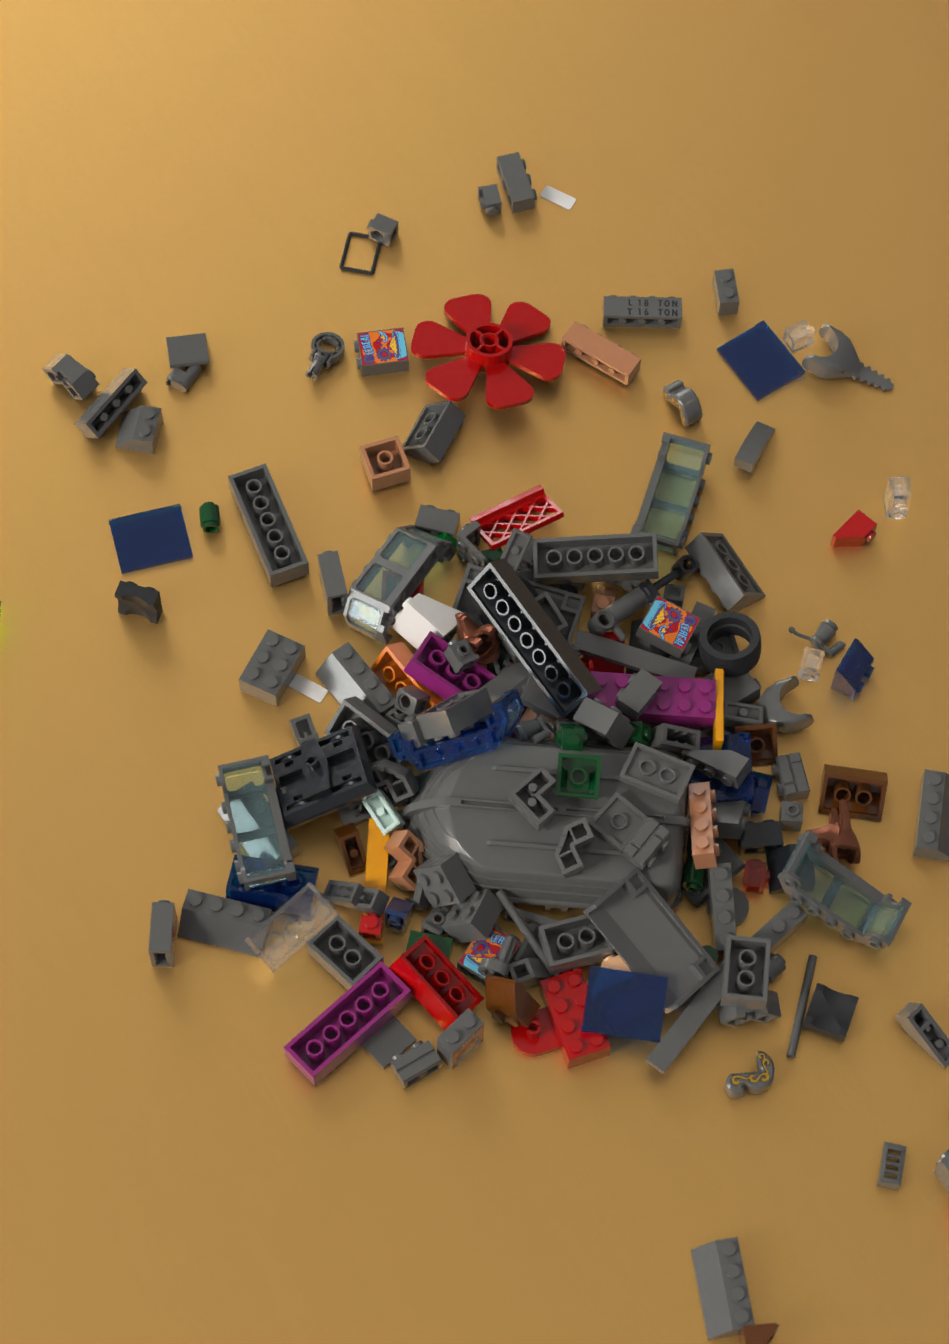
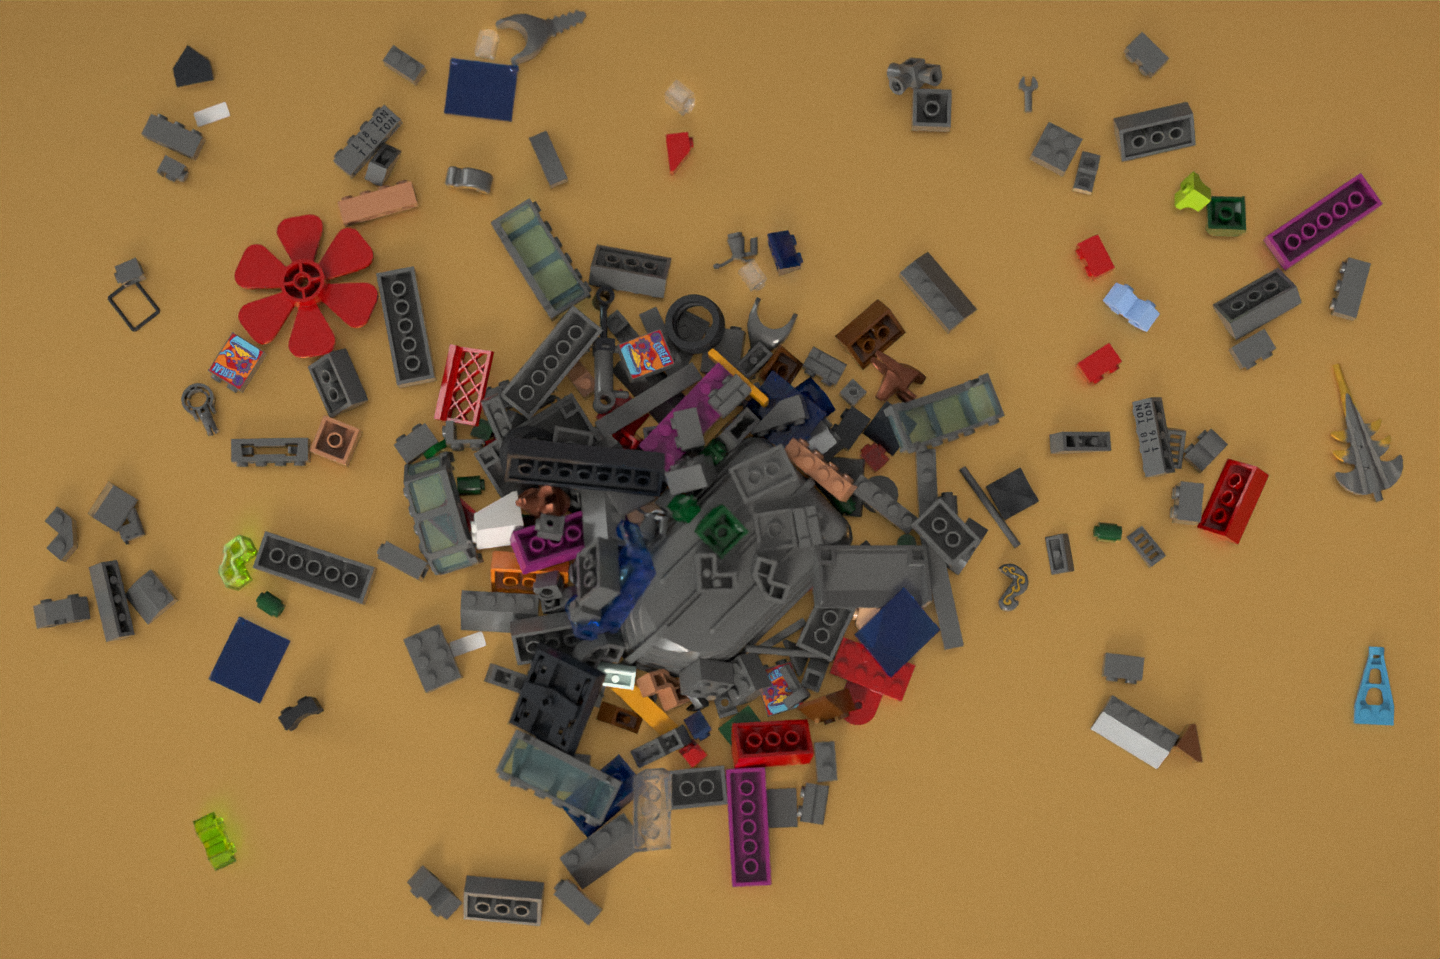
camera: 45 degrees left, 20 degrees up
(75, 815) = (439, 897): none -> dark grey brick
(113, 878) = (503, 900): none -> dark grey slope
(128, 339) = (66, 541): none -> dark grey brick
(213, 469) = (236, 554): none -> clear neon green brick
(314, 409) = (238, 451): none -> dark grey brick
(440, 587) = (470, 485): none -> dark green brick
(523, 444) = (406, 327): none -> dark grey brick
(579, 157) = (192, 68): none -> black slope
(634, 334) = (382, 164): none -> dark grey slope
(696, 704) = (729, 395): none -> dark grey brick
(769, 1230) = (1122, 667): none -> dark grey brick
(817, 1097) = (1059, 554): none -> dark grey slope
(873, 1120) = (1107, 532): none -> dark green brick

